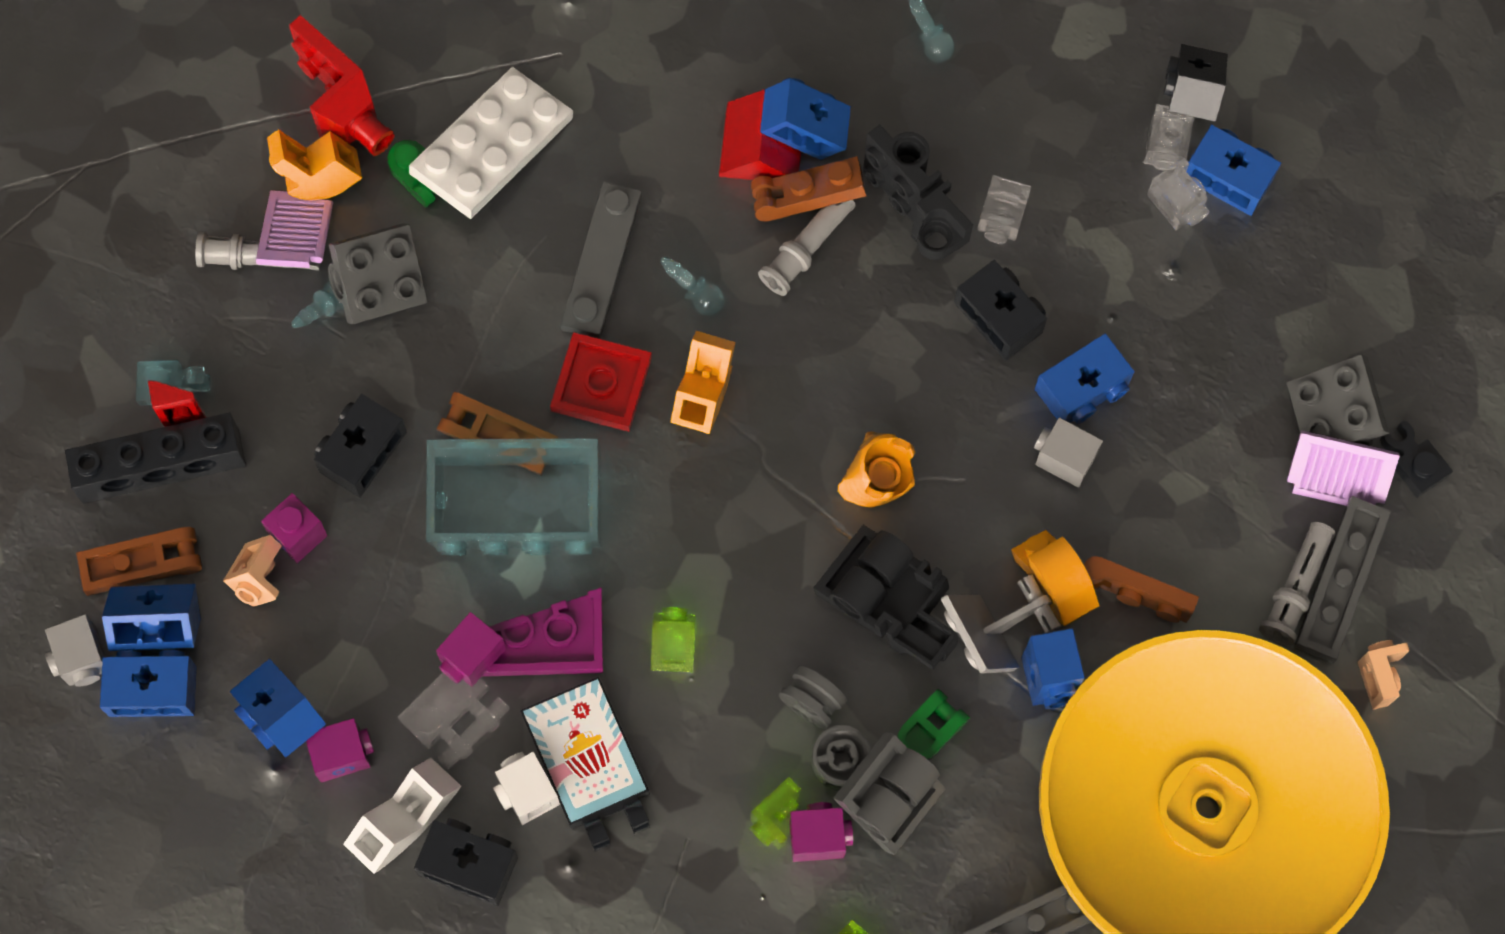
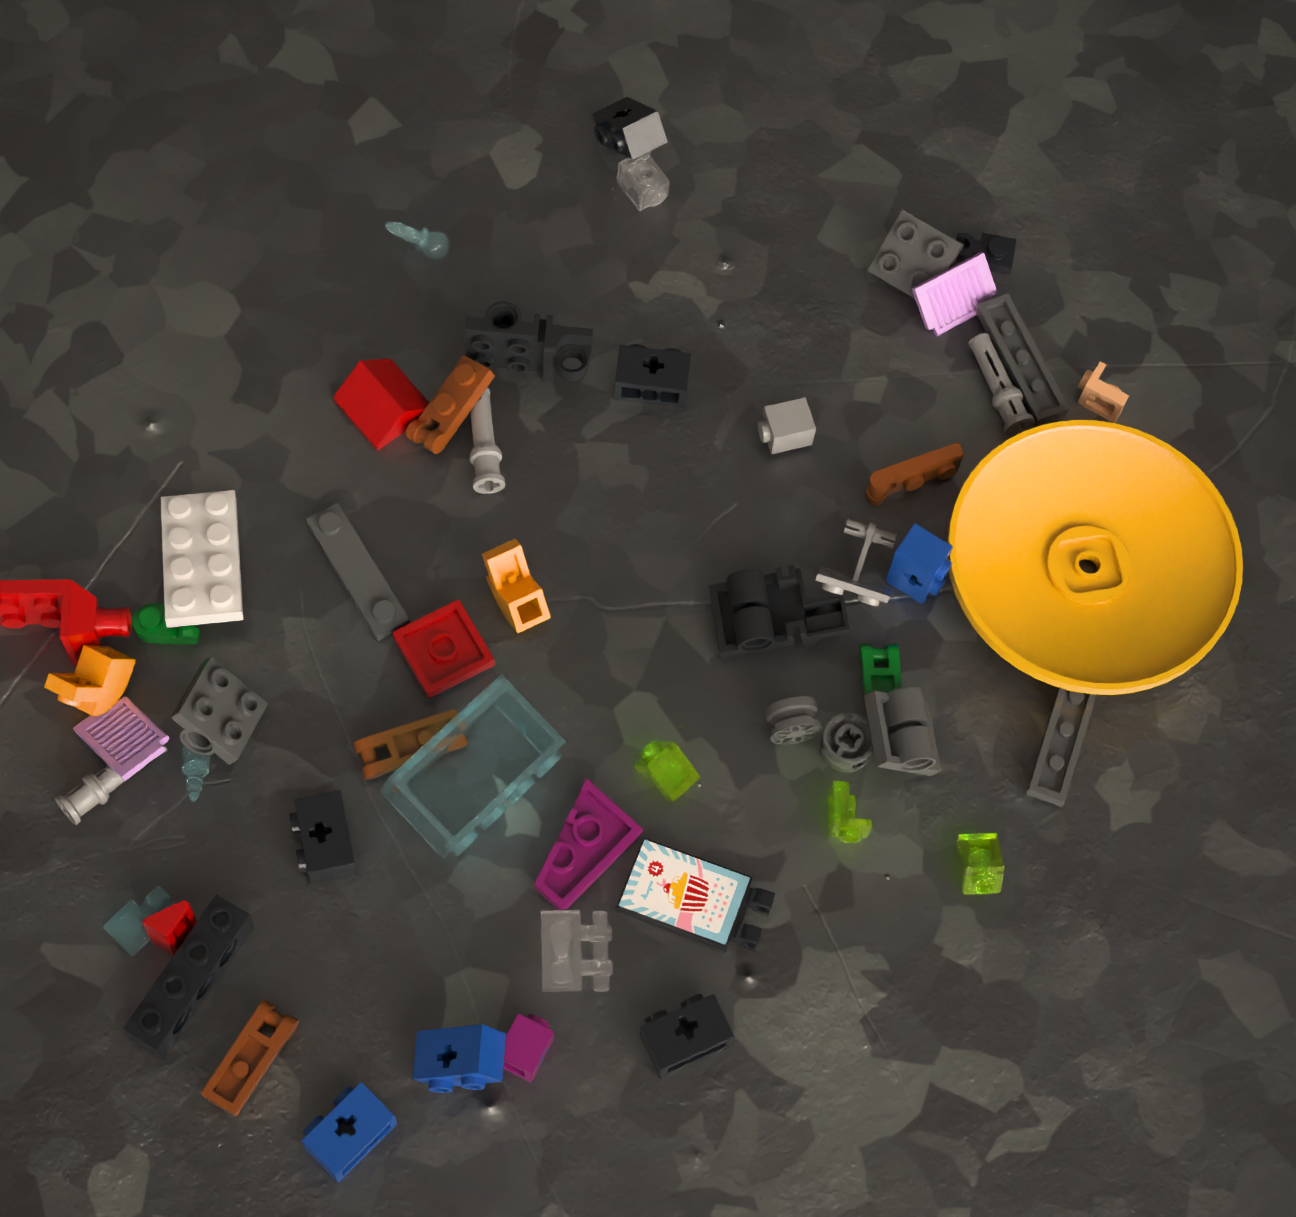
camera: 50 degrees left, 5 degrees down
(75, 651) = (273, 1159): light grey brick -> none
(151, 617) = (304, 1083): blue brick -> none
(251, 568) = (339, 987): light nougat bracket -> none
(294, 528) = (339, 932): magenta brick -> none
(404, 817) = (613, 1047): white brick -> none
(469, 650) = (550, 895): magenta brick -> none
(525, 787) = (672, 951): white brick -> none
(706, 298) = (452, 535): clear light blue bar -> none
(805, 118) = (404, 359): blue brick -> none
(819, 833) = (884, 800): magenta brick -> none
(879, 471) = (682, 543): light orange hair -> none
(1003, 198) = (589, 309): clear brick -> none
(1058, 574) = (859, 501): light orange brick -> none
(1095, 363) = (752, 356): blue brick -> none
(1179, 196) = (687, 211): clear brick -> none
(1239, 186) = (702, 167): blue brick -> none

